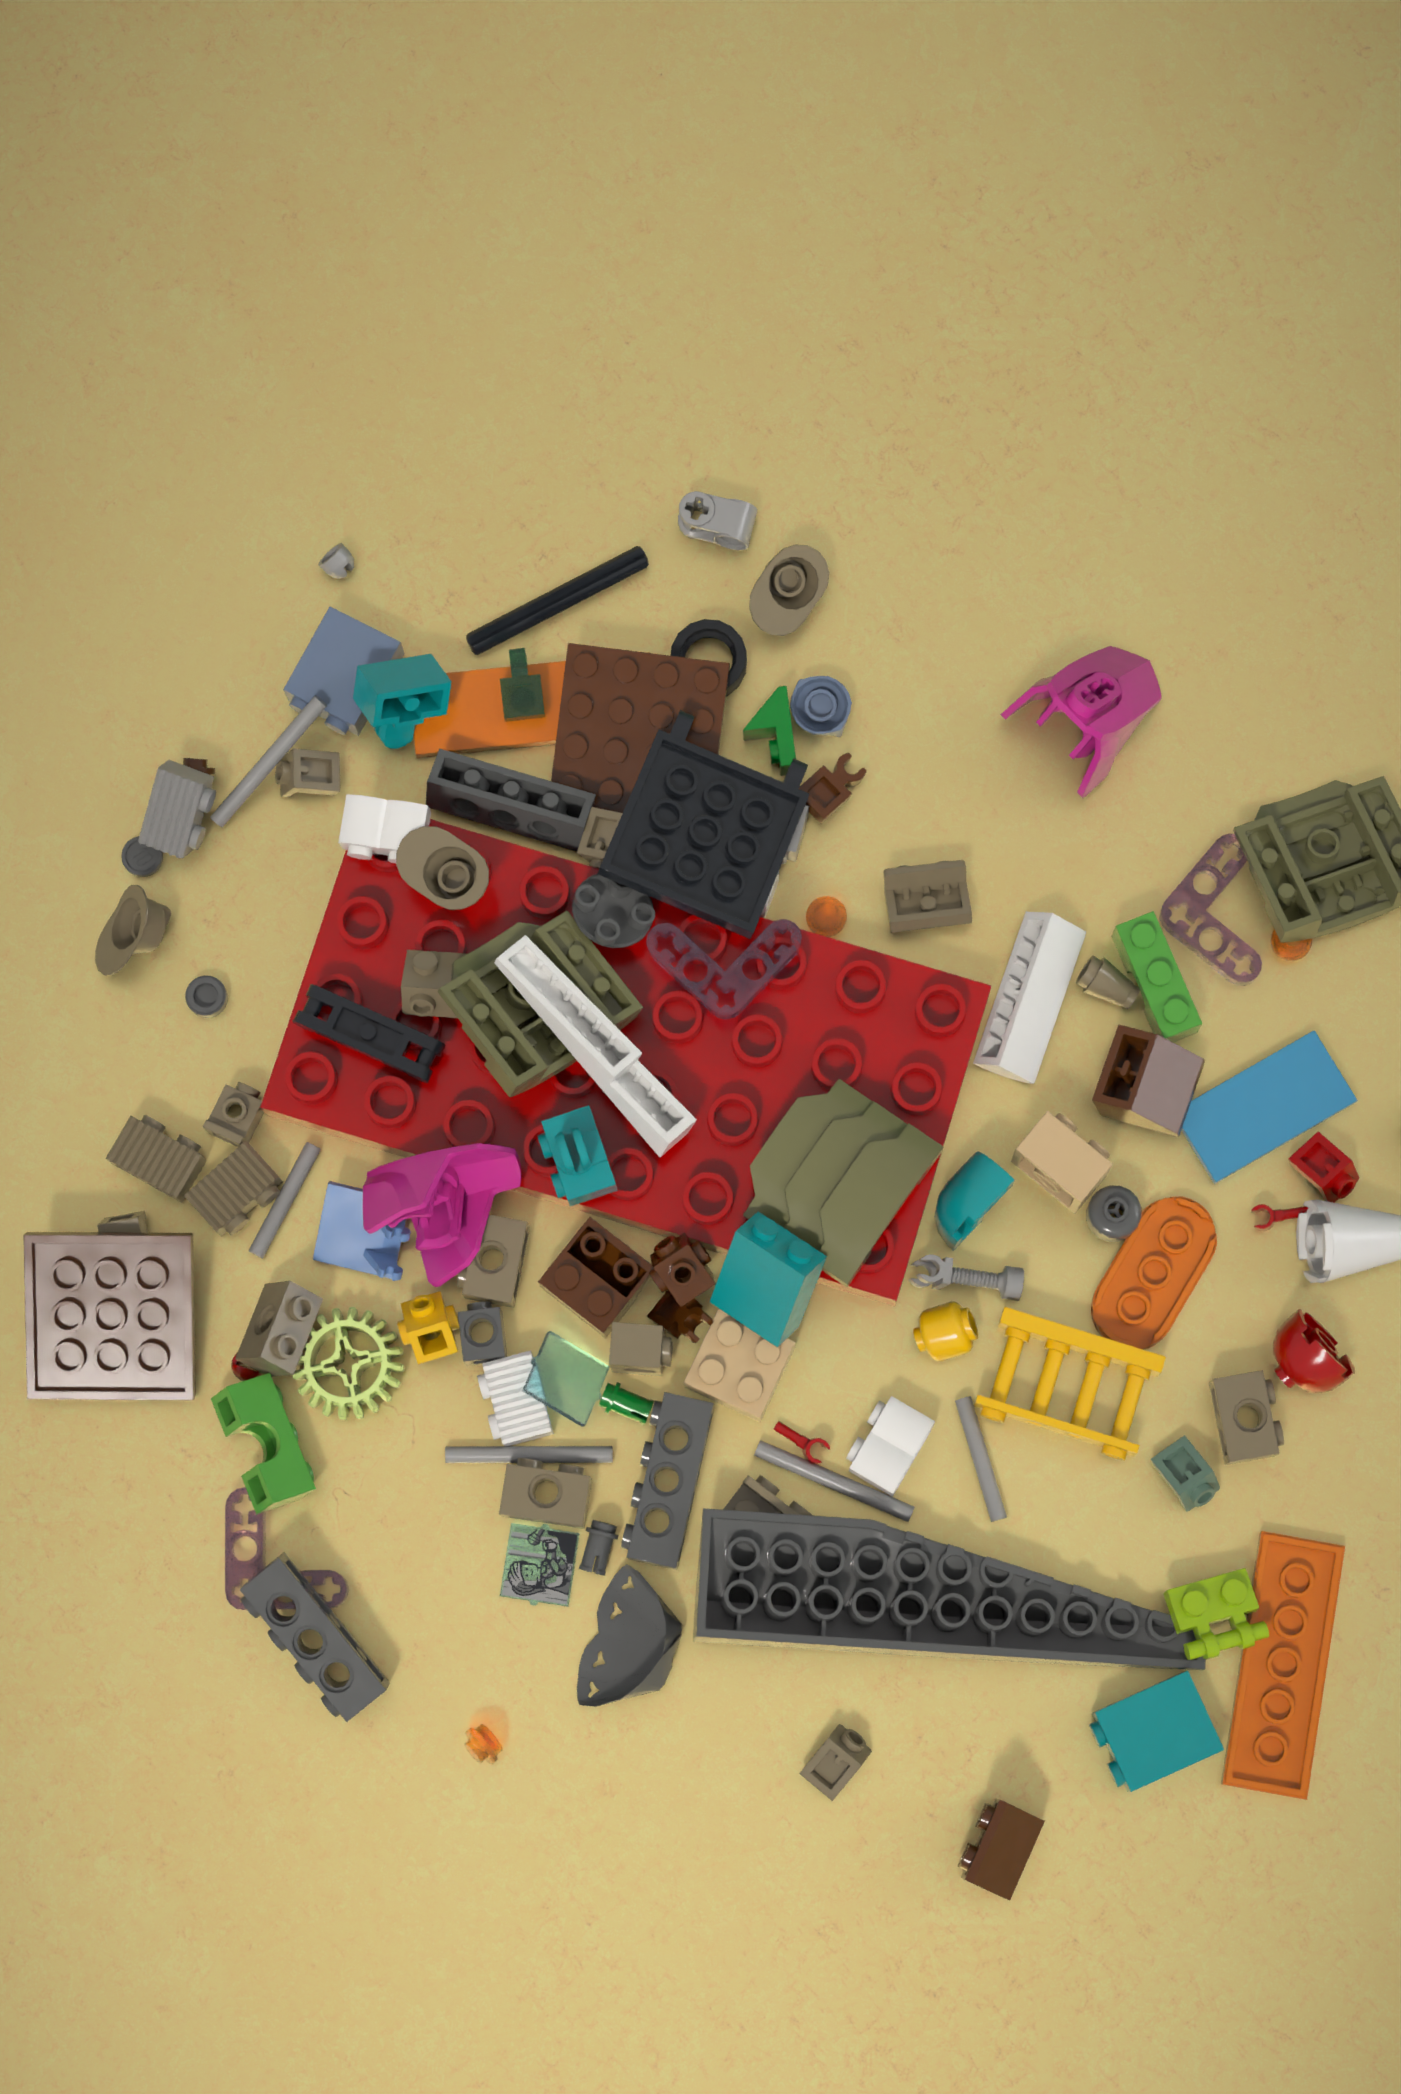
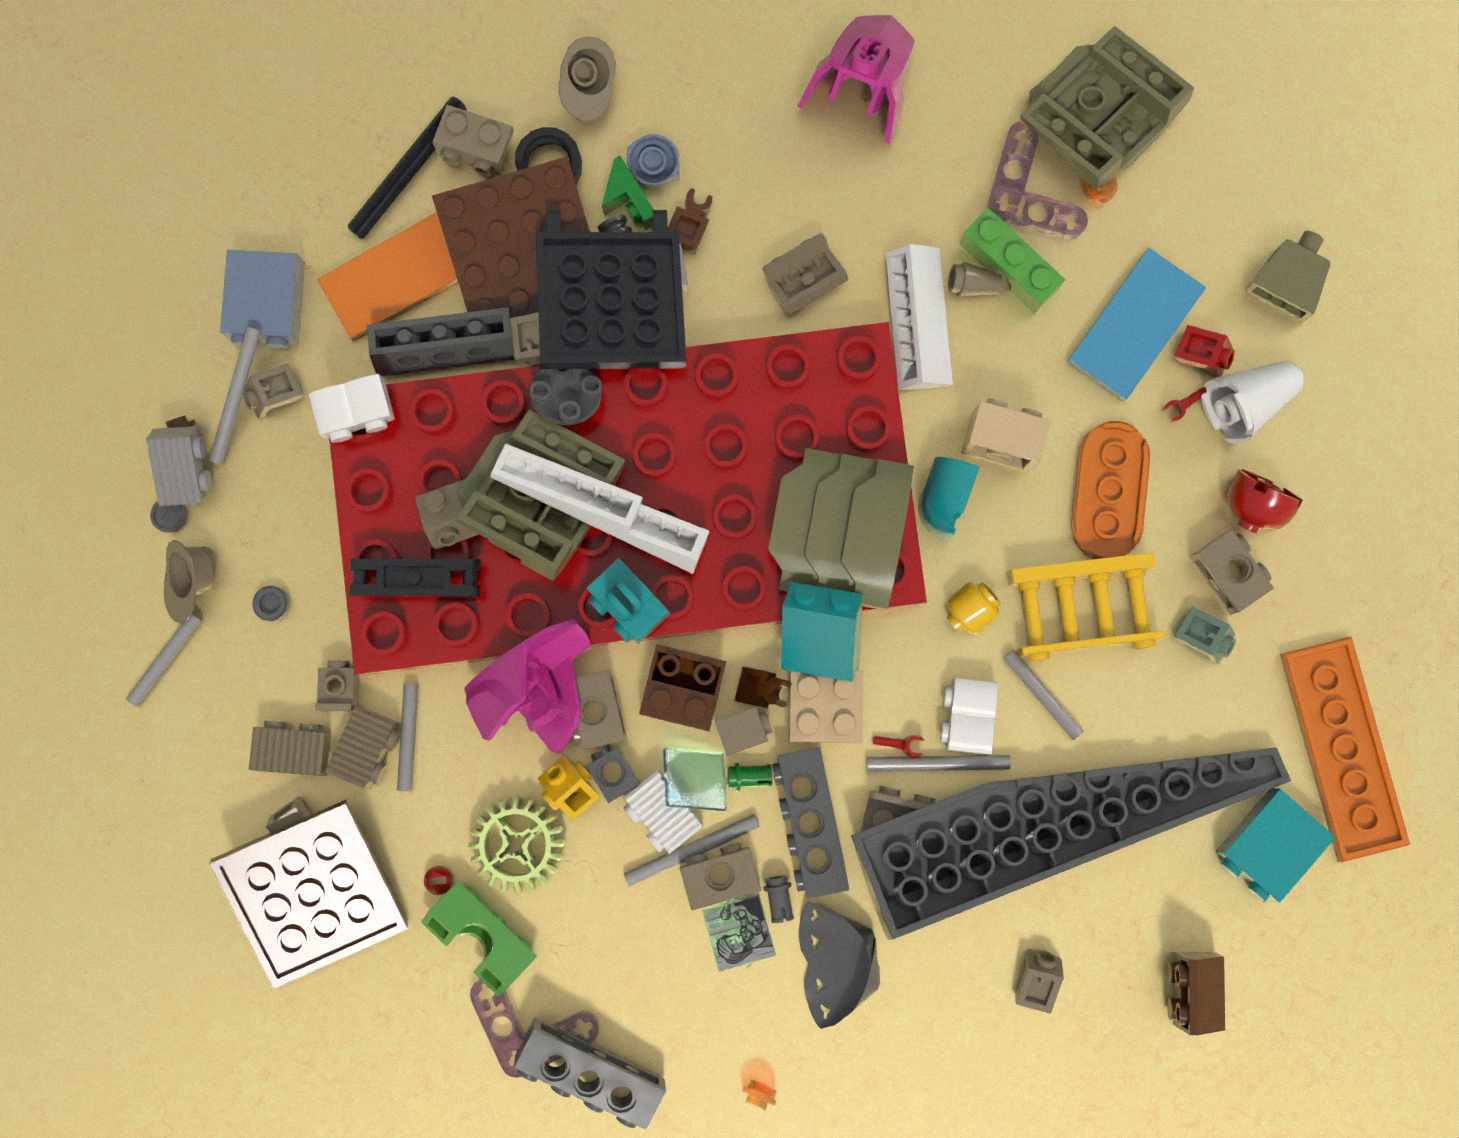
camera: 30 degrees left, 5 degrees up
(67, 1006) = (163, 660): none -> light grey bar
(279, 1328) = (450, 843): dark tan brick -> none
(336, 560) = (218, 212): light grey hinge -> none
(346, 1243) = (467, 748): medium blue plate -> none
(400, 695) = (317, 295): teal brick -> none
(442, 867) = (413, 419): dark tan piece -> none
(522, 692) = (412, 251): clear green plate -> none
(638, 602) = (472, 141): none -> dark tan bracket
(681, 1268) = (748, 653): reddish brown brick -> none
(721, 522) = (509, 48): light grey piece -> none
(733, 977) = (686, 404): beam -> none
(748, 757) = (615, 224): none -> dark grey bush
(826, 916) = (732, 324): clear orange plate -> none
(942, 1274) = (951, 564): light grey bar -> none
(1106, 1226) = (1051, 463): dark grey head -> none
(1147, 1081) = (1042, 343): slope -> none
(1213, 1601) = (1272, 726): lime plate -> none

